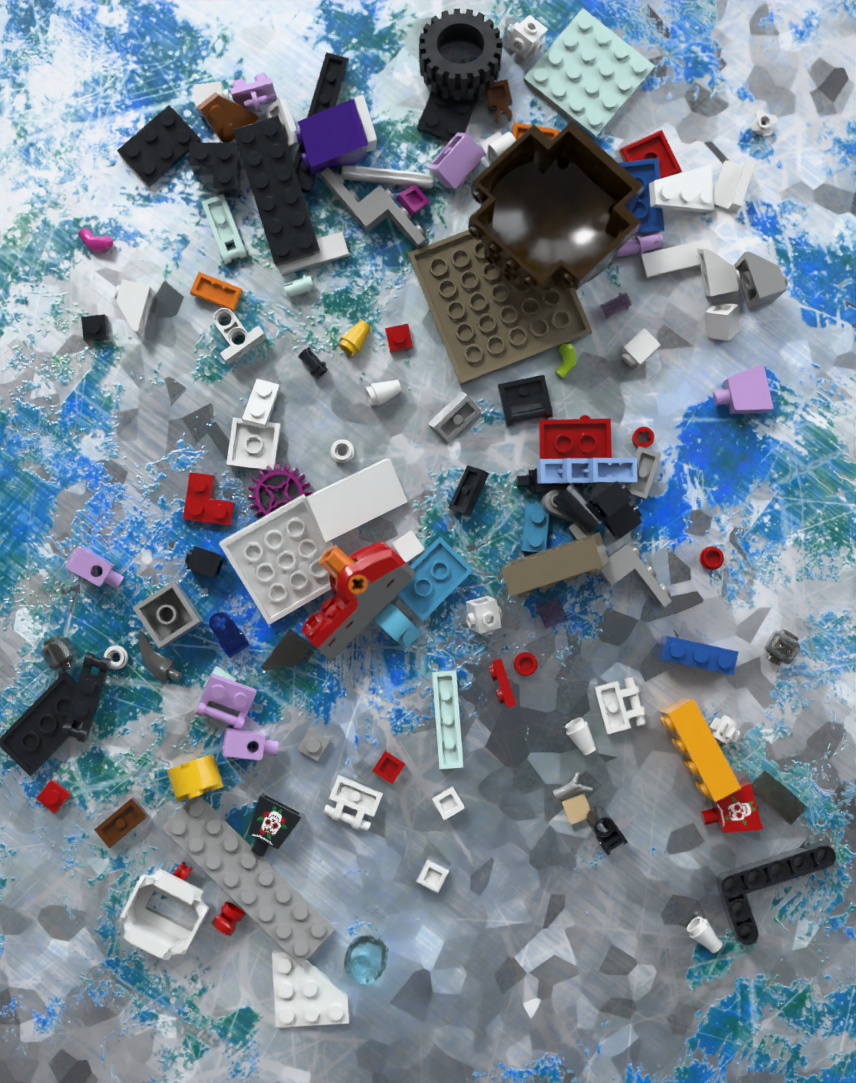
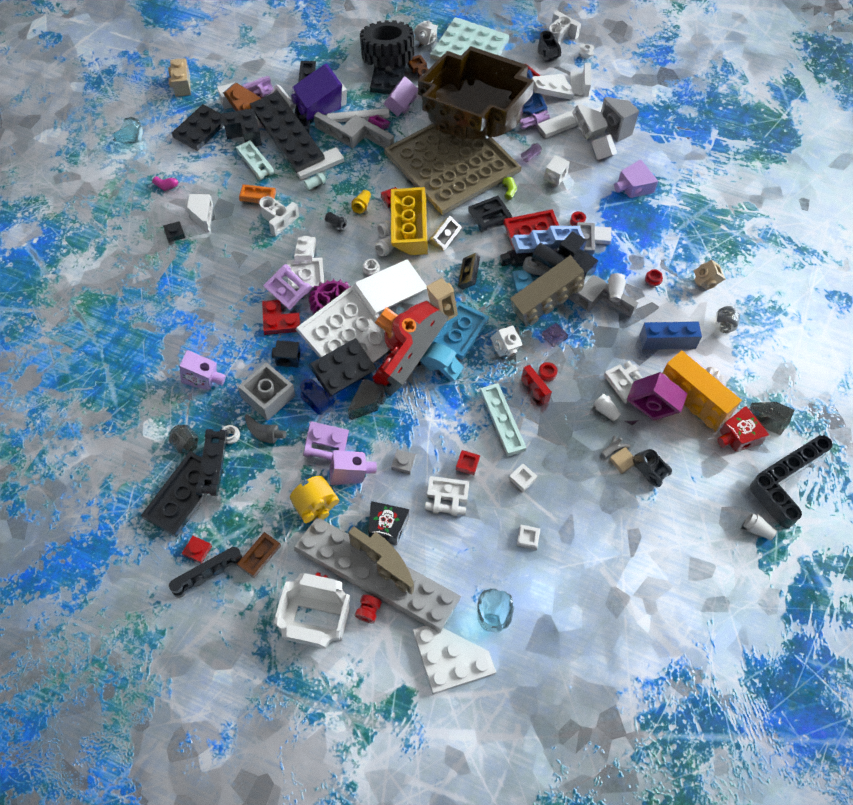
camera: 15 degrees left, 25 degrees down
(49, 832) = (200, 573): none -> black plate
(57, 138) = (129, 132): none -> clear light blue hair
(144, 46) = (180, 77): none -> tan brick
(218, 468) = (283, 291): none -> lavender plate
(262, 883) = (389, 563): none -> dark tan slope
(267, 607) = (342, 367): none -> black plate
(369, 421) = (383, 246): none -> white cone
(409, 392) = (409, 220): none -> yellow slope
(415, 543) = (442, 297): none -> tan brick
(642, 747) = (657, 396): none -> magenta brick
(648, 576) = (616, 286): none -> white cone
(667, 471) = (602, 235): none -> white tile
(707, 109) = (548, 45): none -> black piece
(741, 57) = (564, 26): none -> white tile
(784, 578) = (709, 275): none -> tan brick

